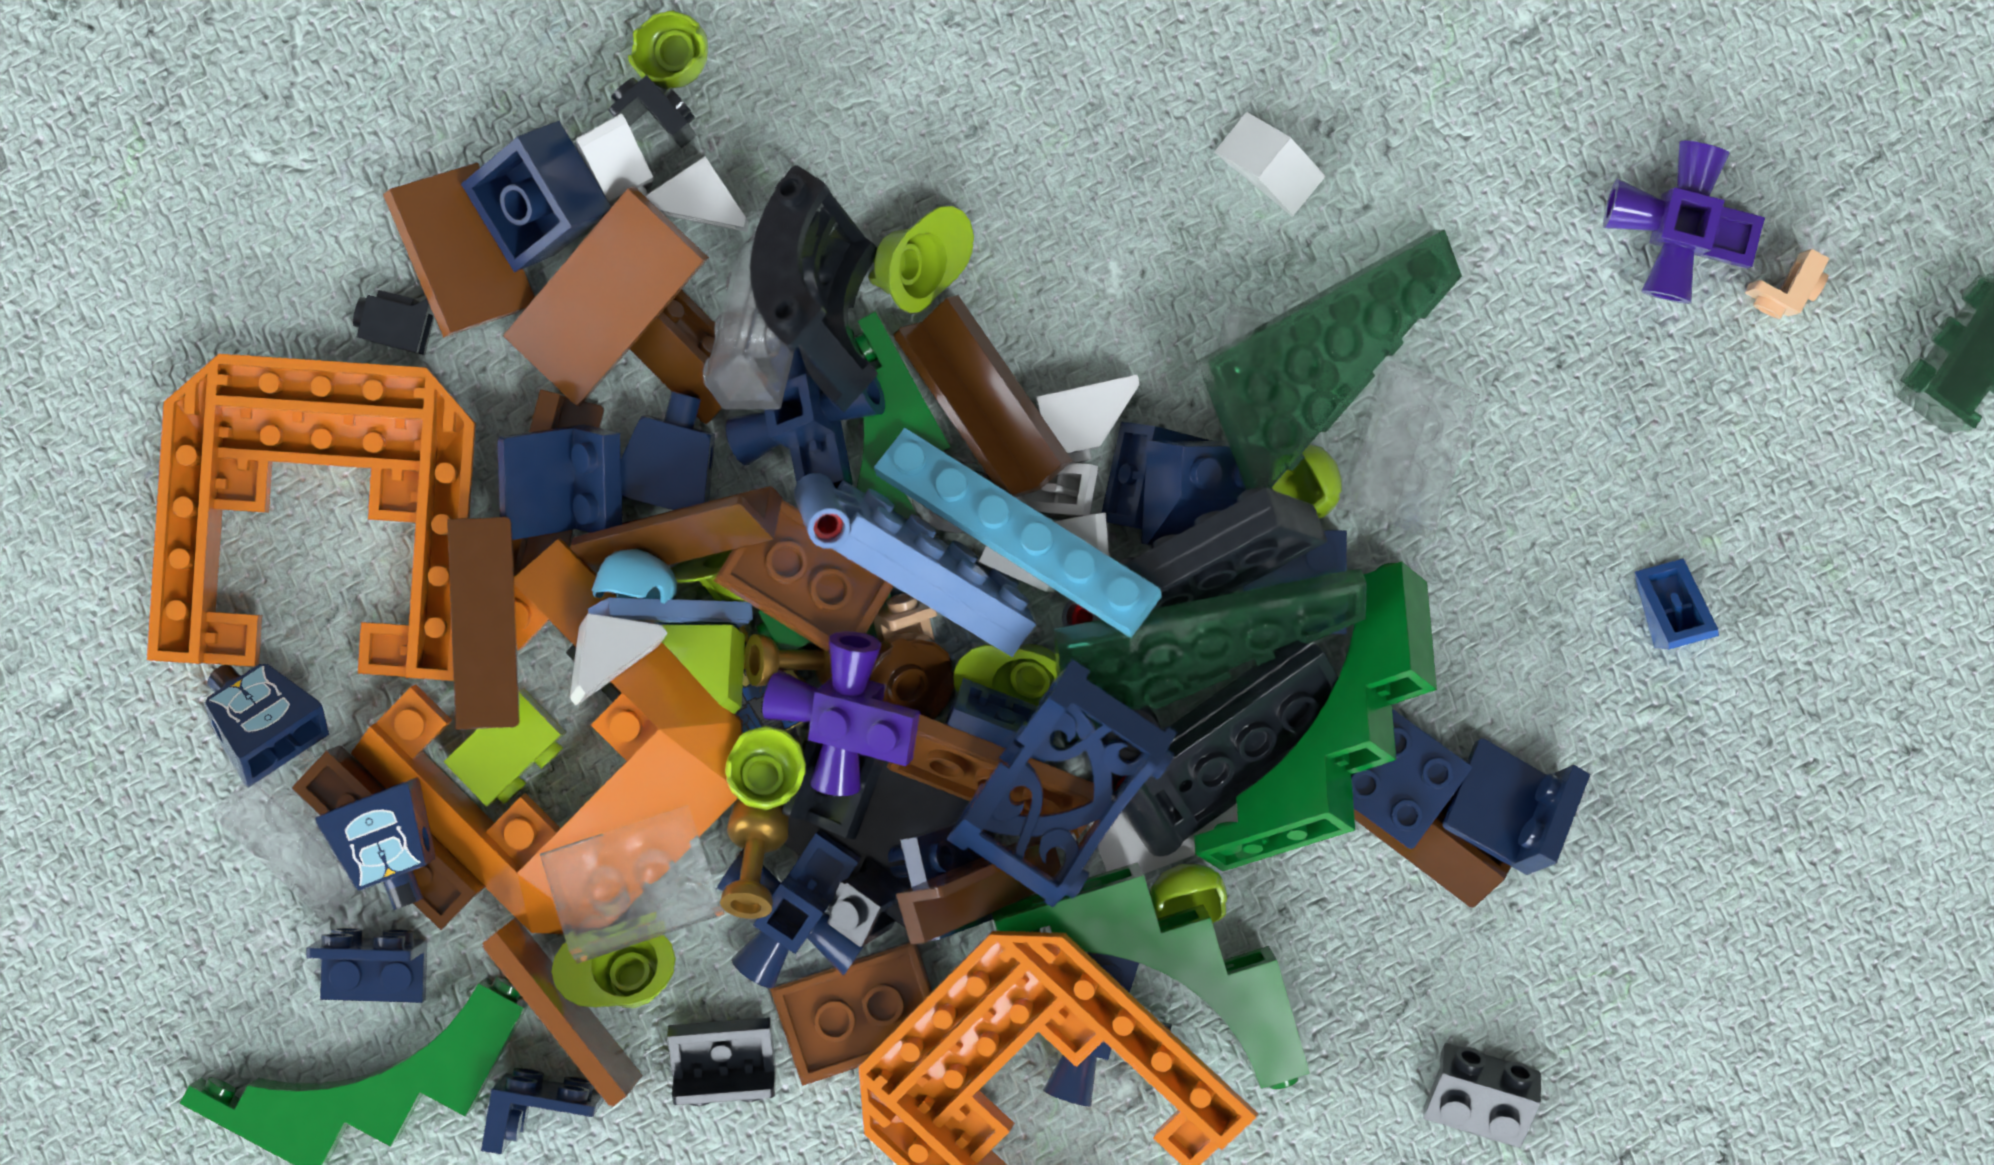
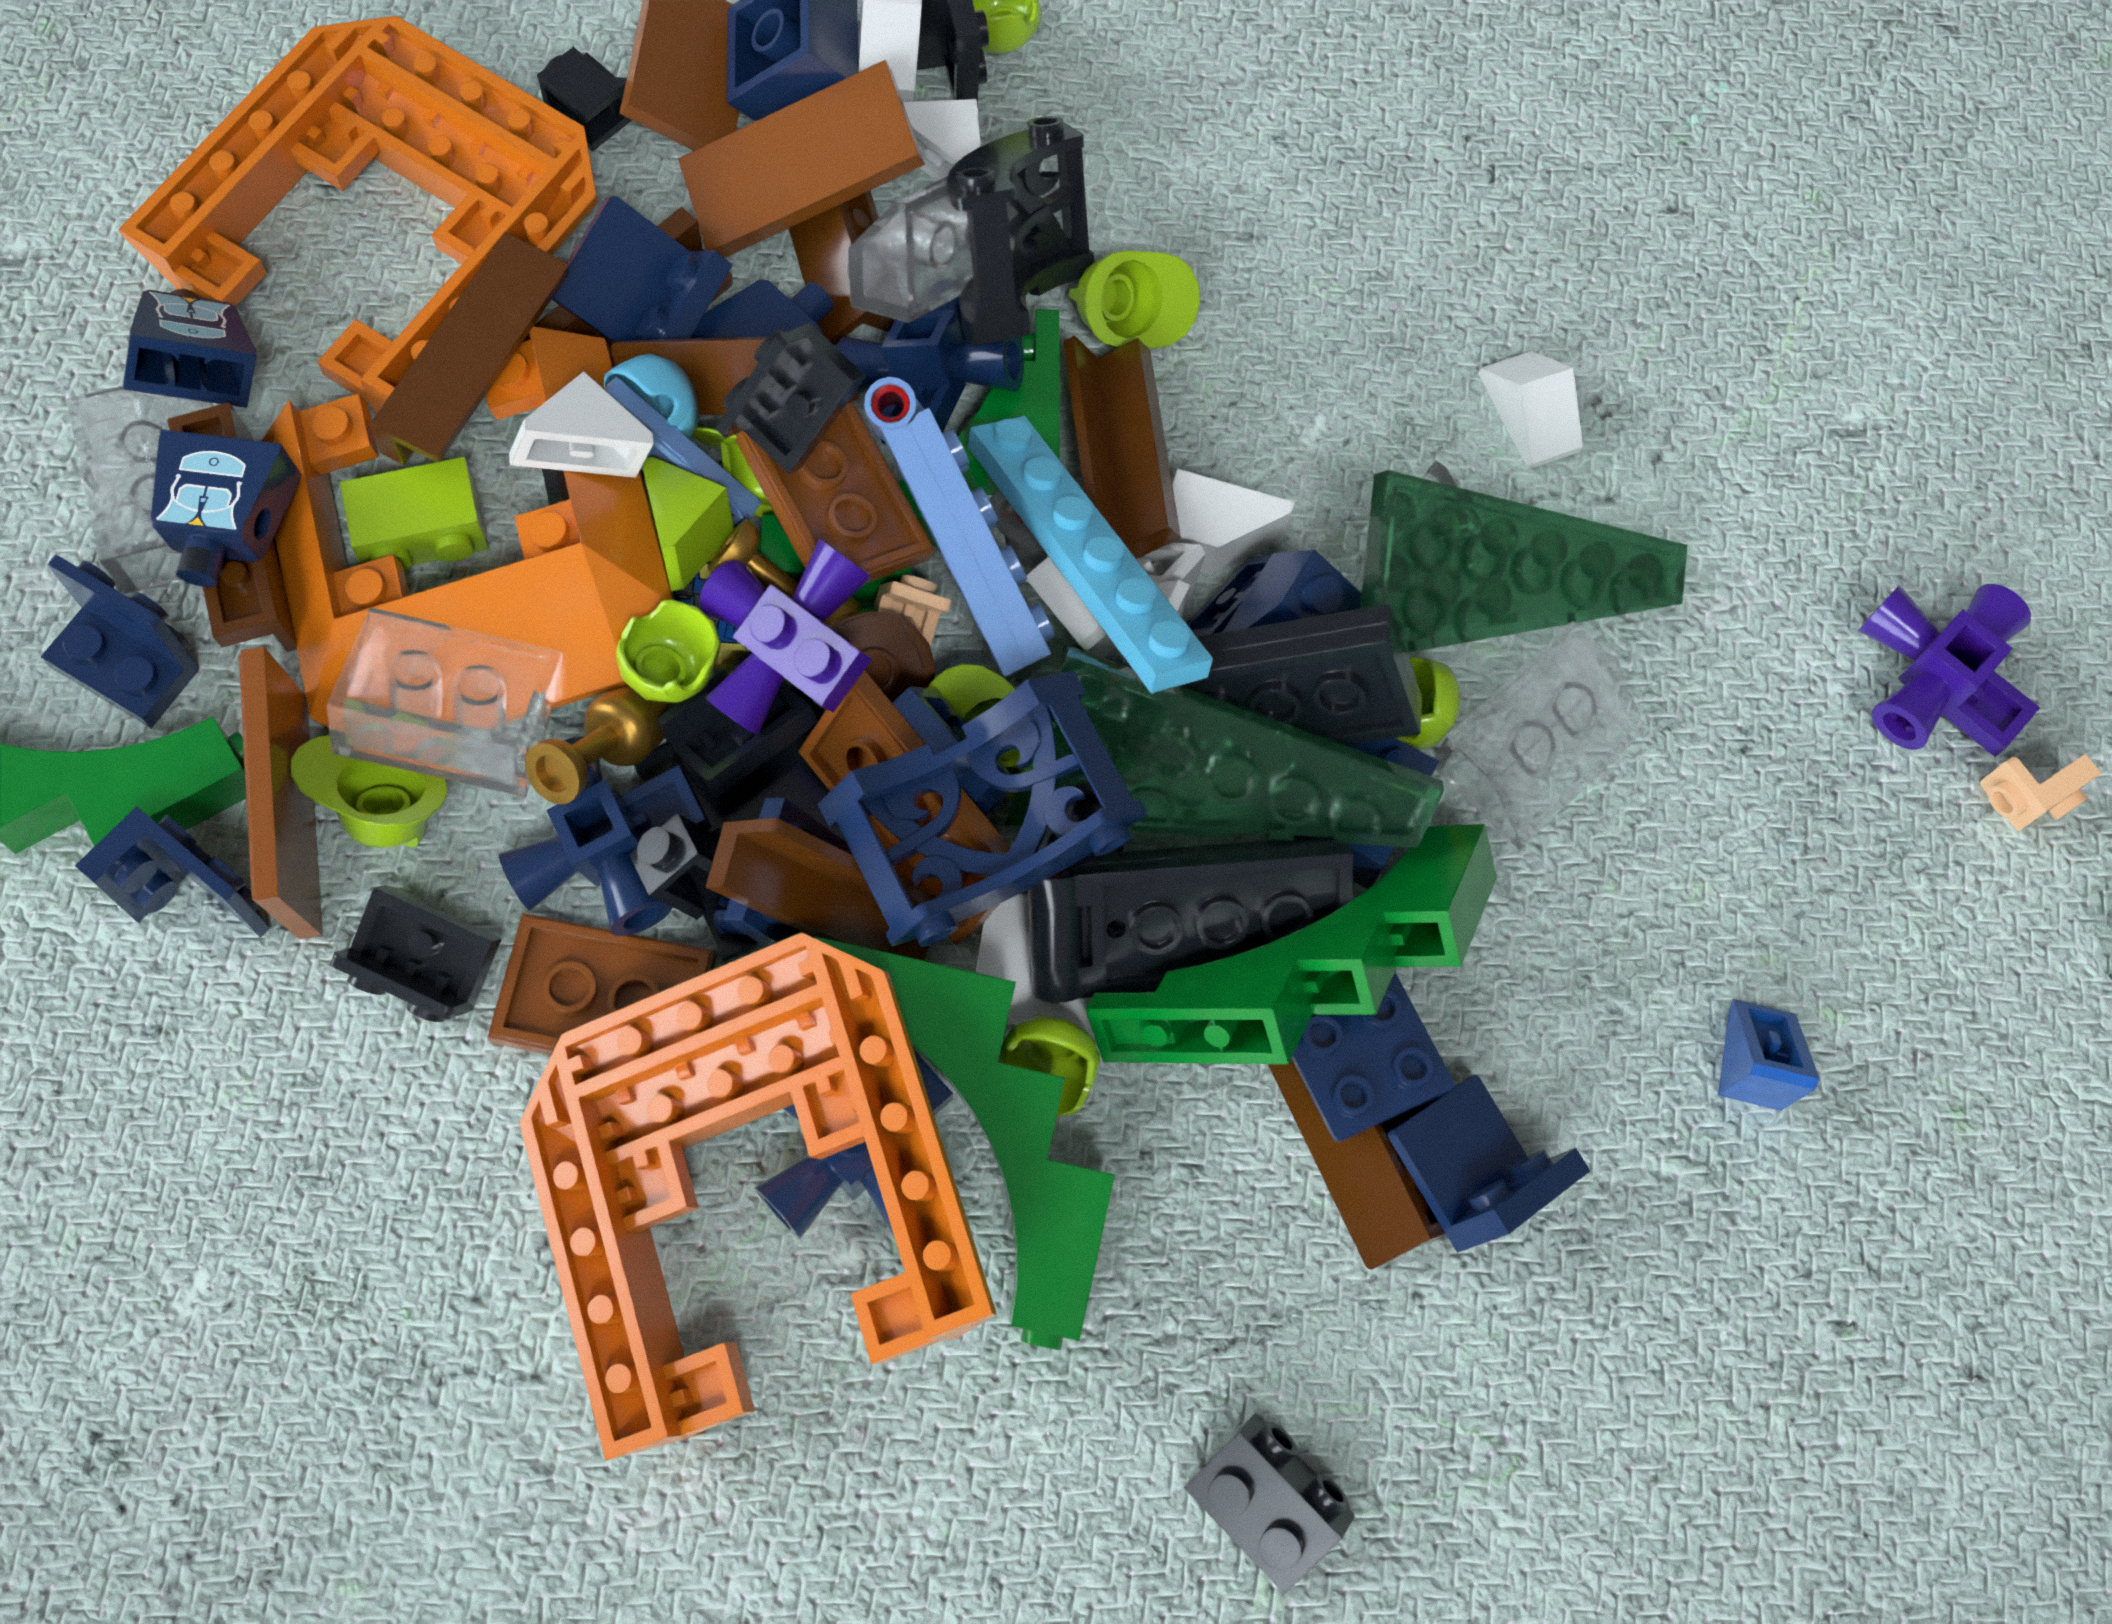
camera: 20 degrees right, 20 degrees down
(749, 549) = (791, 395): none -> black bracket

